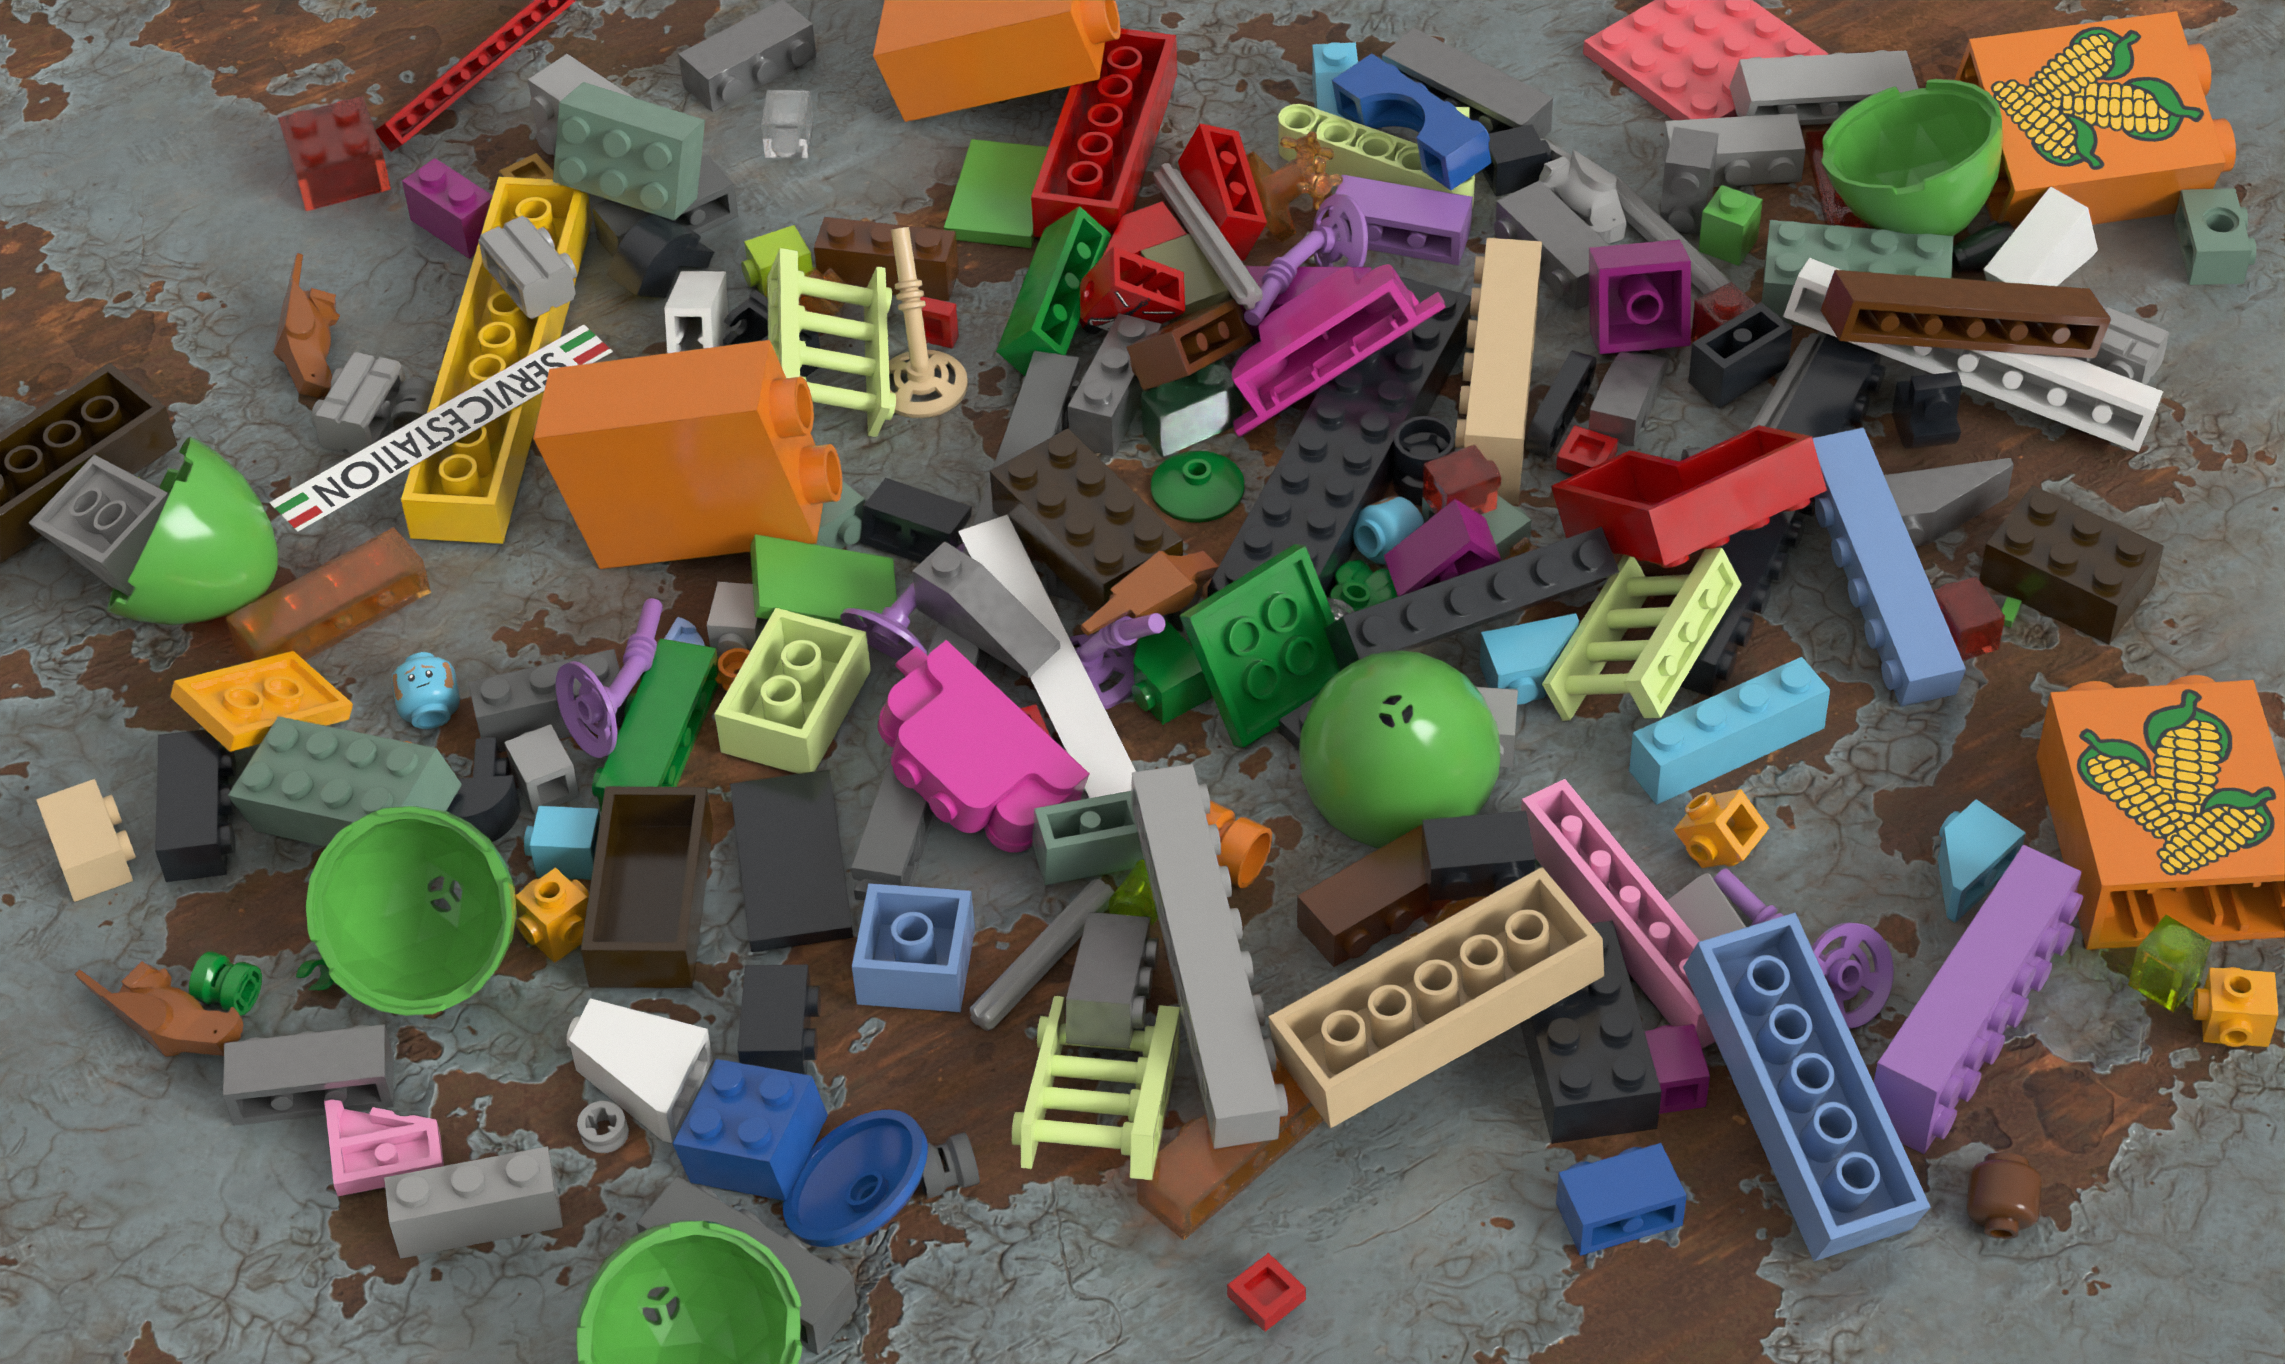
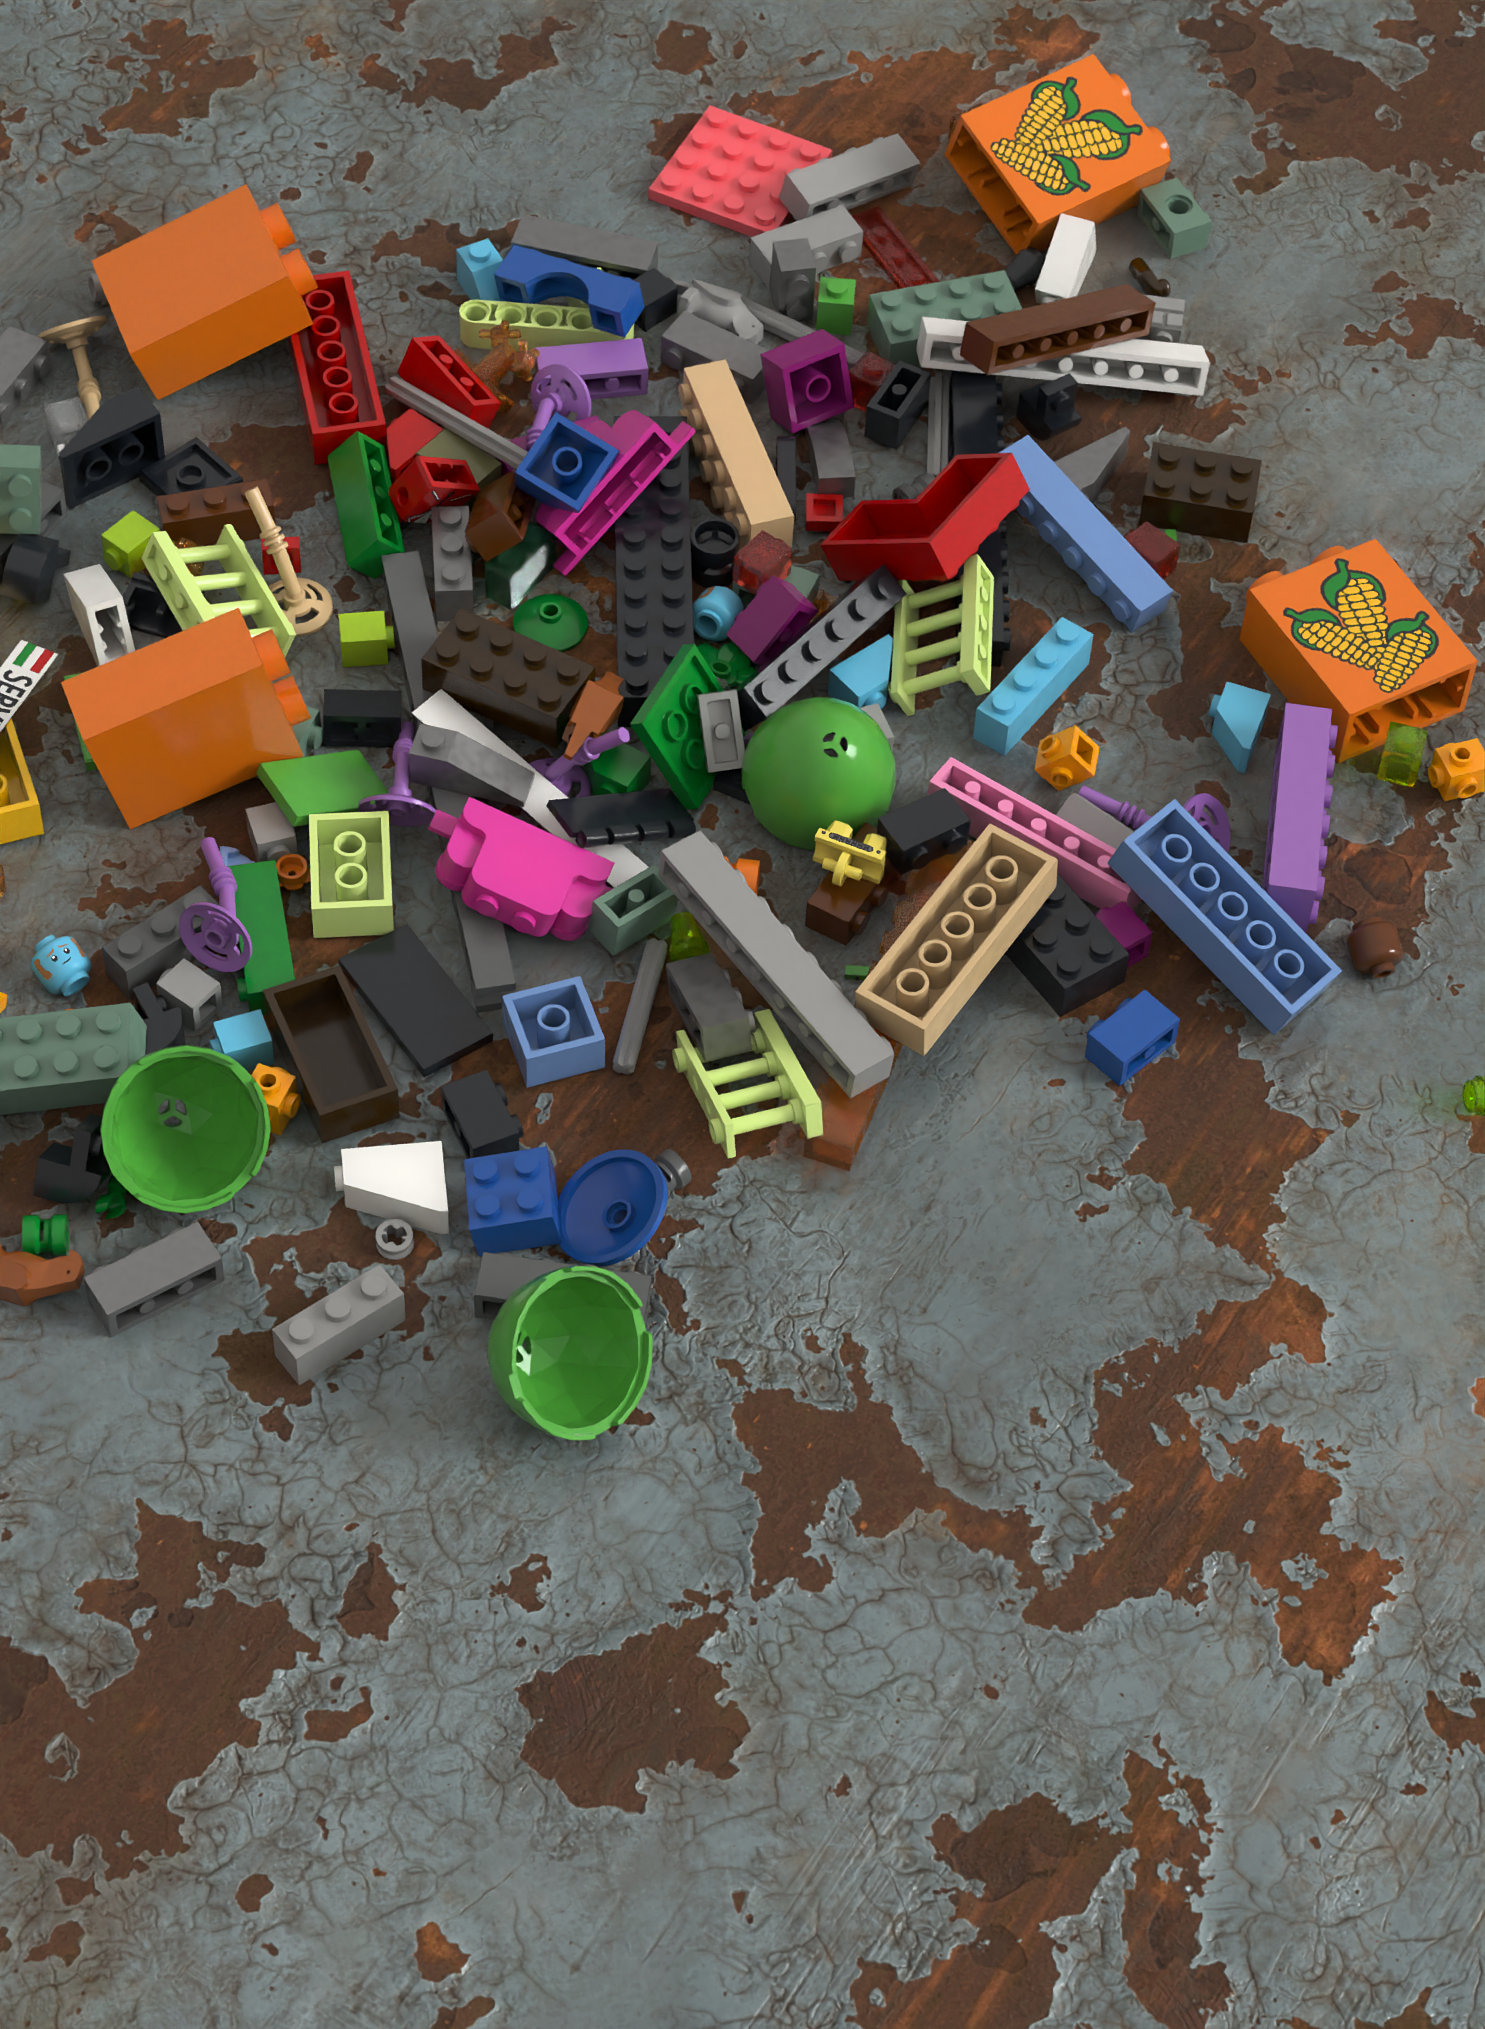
camera: 30 degrees left, 5 degrees up
(278, 916) = (73, 1172): none -> black brick
(378, 1146) = (240, 1312): bright pink wing -> none
(808, 154) = (111, 447): none -> black slope
(849, 29) = (75, 337): none -> tan dish
(891, 201) = (188, 469): none -> black tile
(968, 438) = (365, 638): none -> lime brick
(996, 194) = (269, 436): bright green tile -> none
(1133, 721) = (623, 817): none -> black windscreen
(1266, 1292) = (931, 1184): red plate -> none
(1274, 301) = (564, 465): none -> blue slope
(1301, 659) = (721, 730): none -> light grey plate
(1369, 860) = (849, 857): none -> light yellow hips
(1917, 157) = (957, 214): bright green piece -> none
(2140, 299) = (1148, 280): none -> dark brown arm

